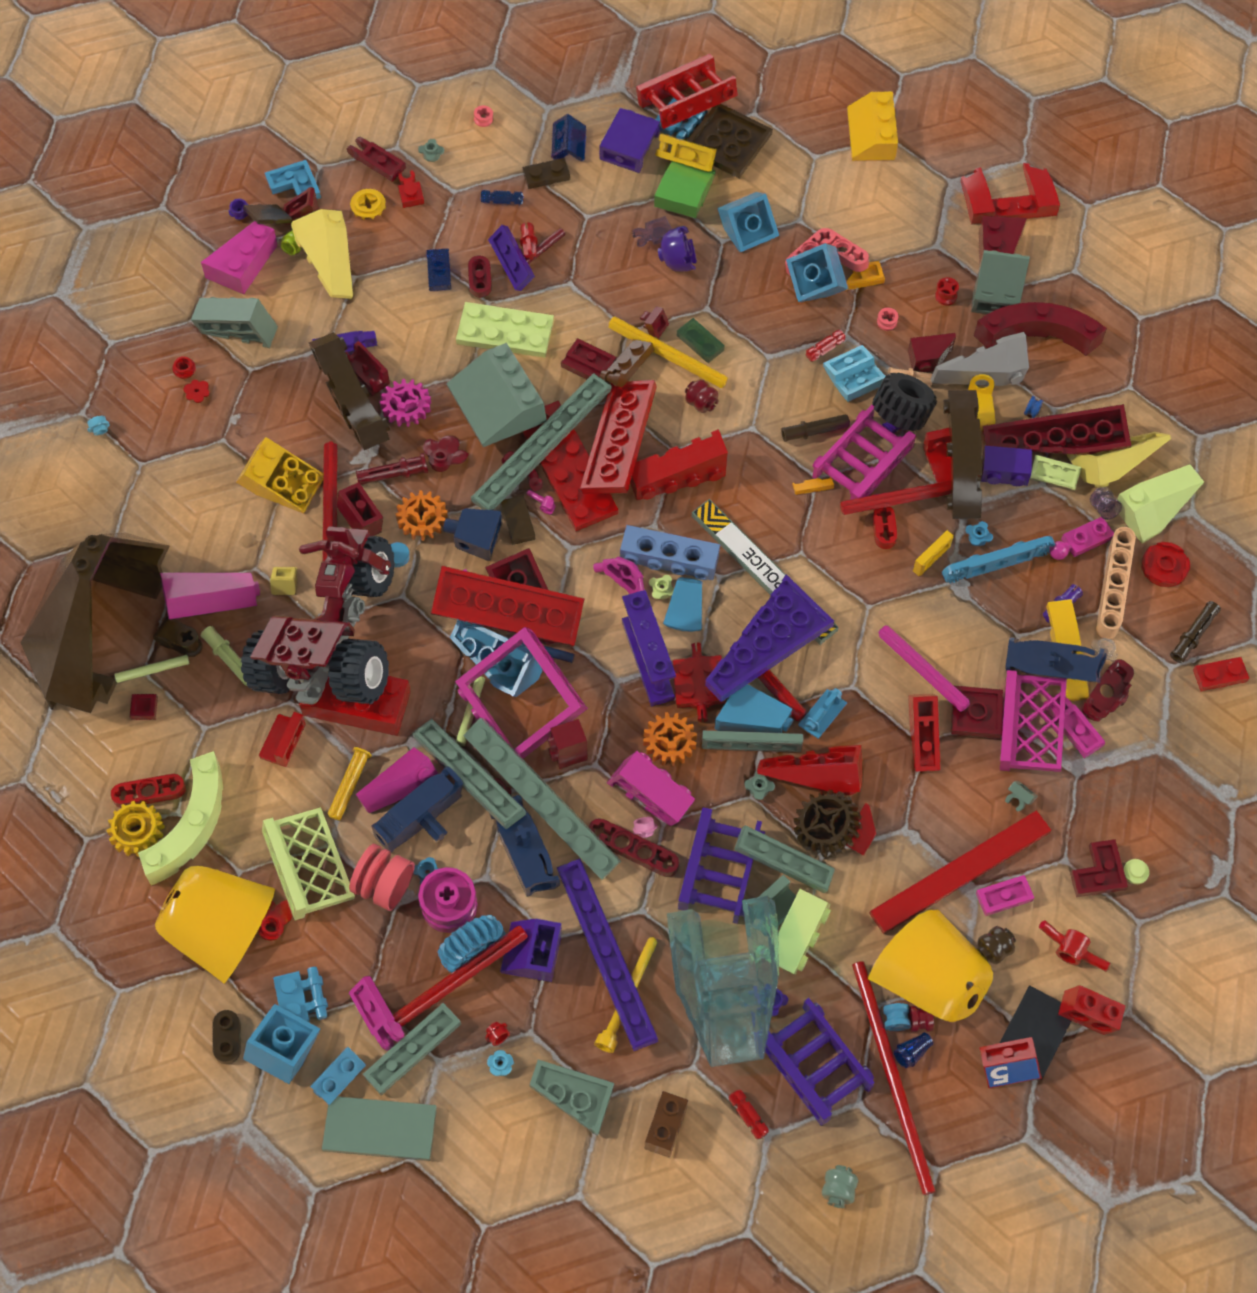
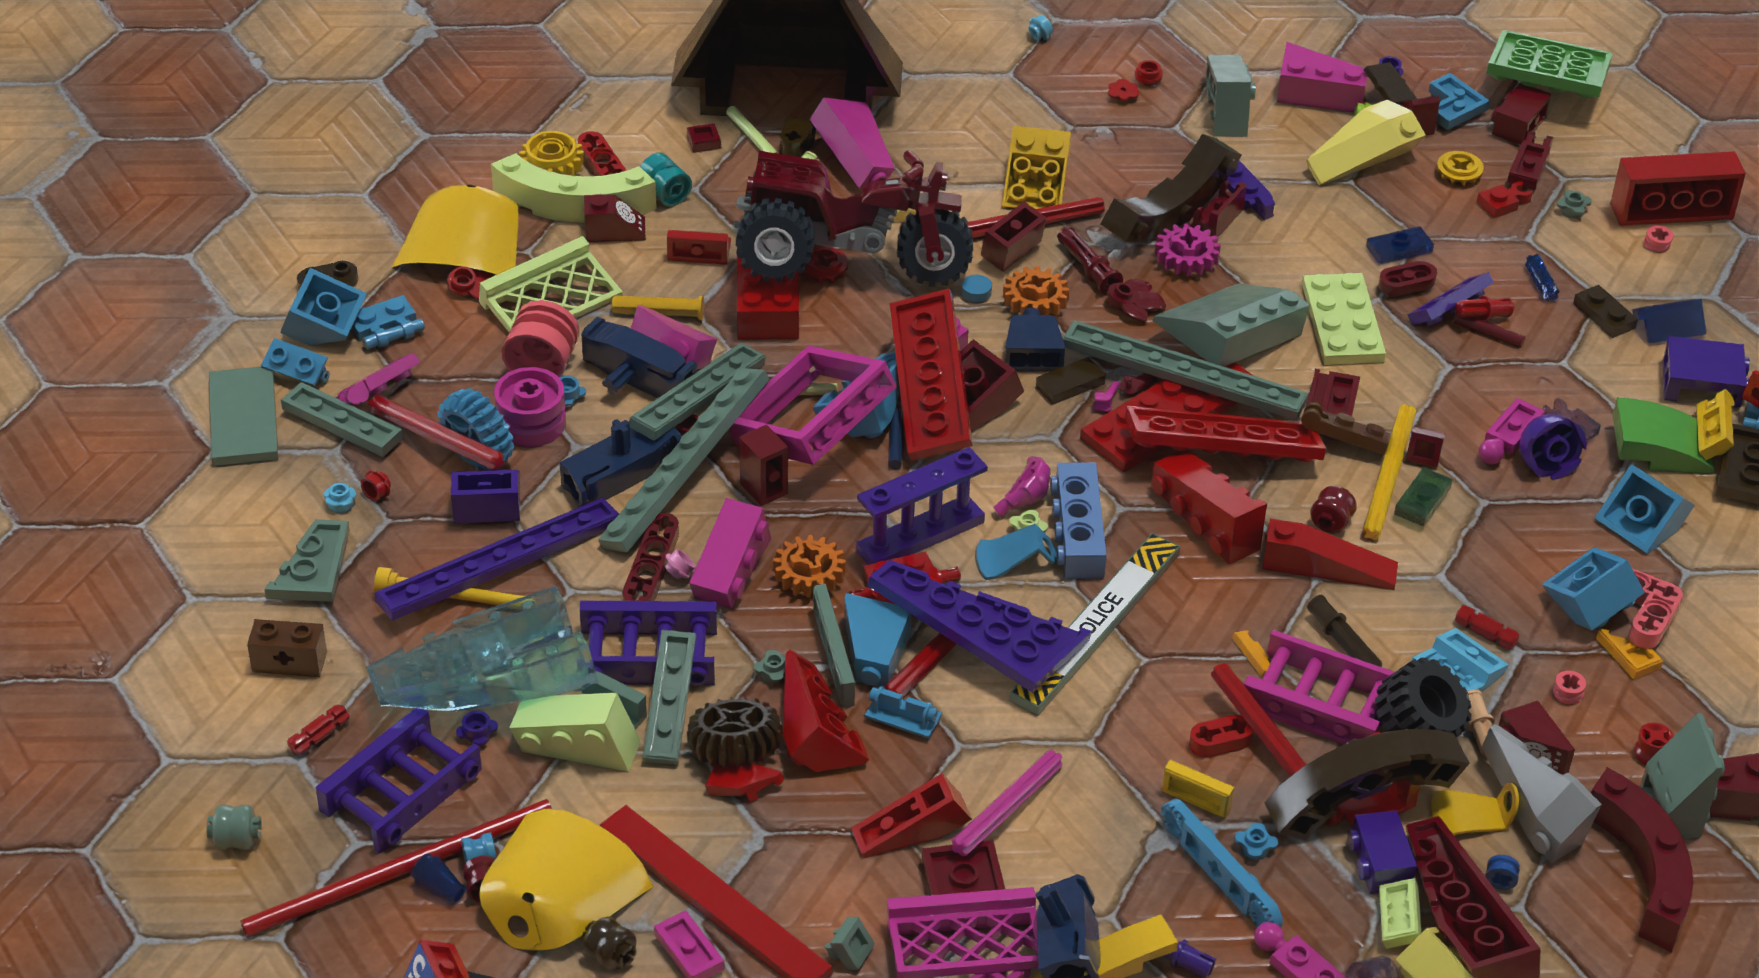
camera: 75 degrees right, 20 degrees down
(198, 744) = (671, 181): none -> teal wheel
(234, 798) = (612, 220): none -> dark red slope
(283, 107) = (1549, 64): none -> bright green plate
(325, 146) = (1520, 113): none -> dark red brick
(450, 84) = (1677, 188): none -> red brick
(652, 269) = (1507, 431): none -> dark pink plate
(736, 414) = (1313, 553): none -> red wedge

